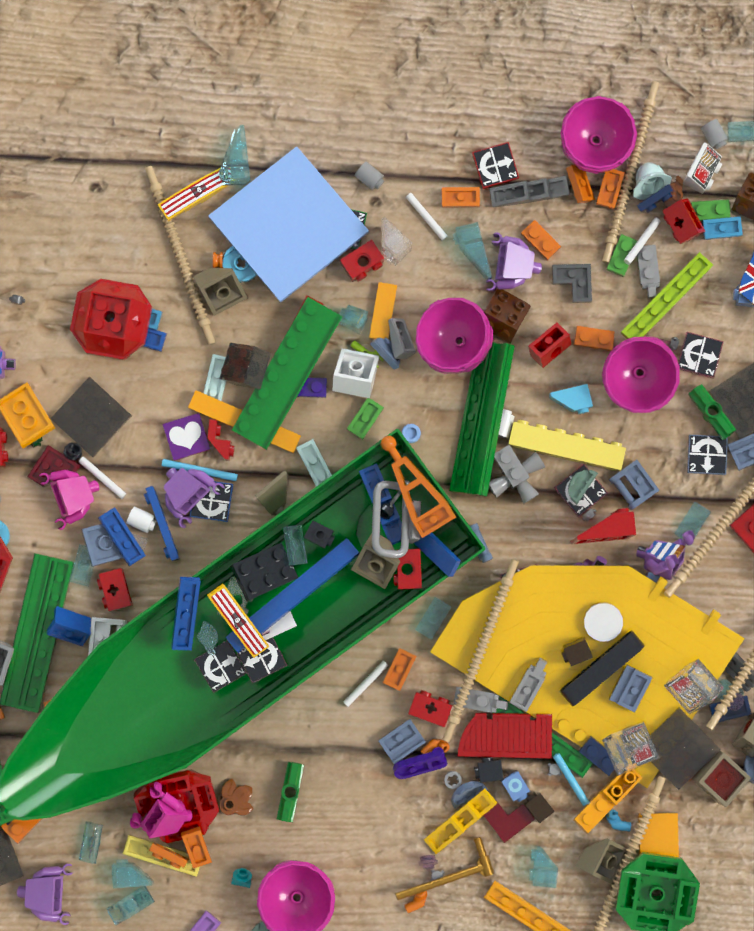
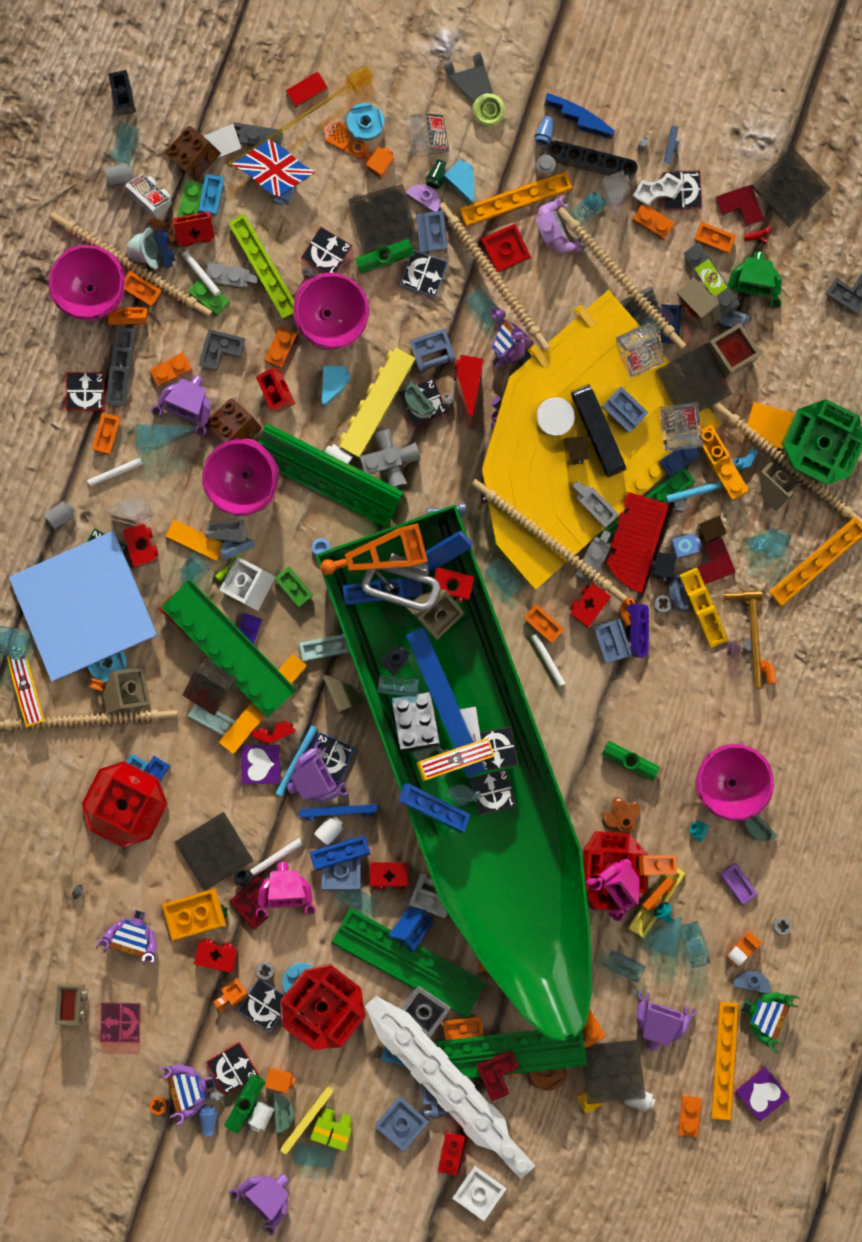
camera: 75 degrees left, 0 degrees up
(152, 865) = (663, 911): none -> teal plate

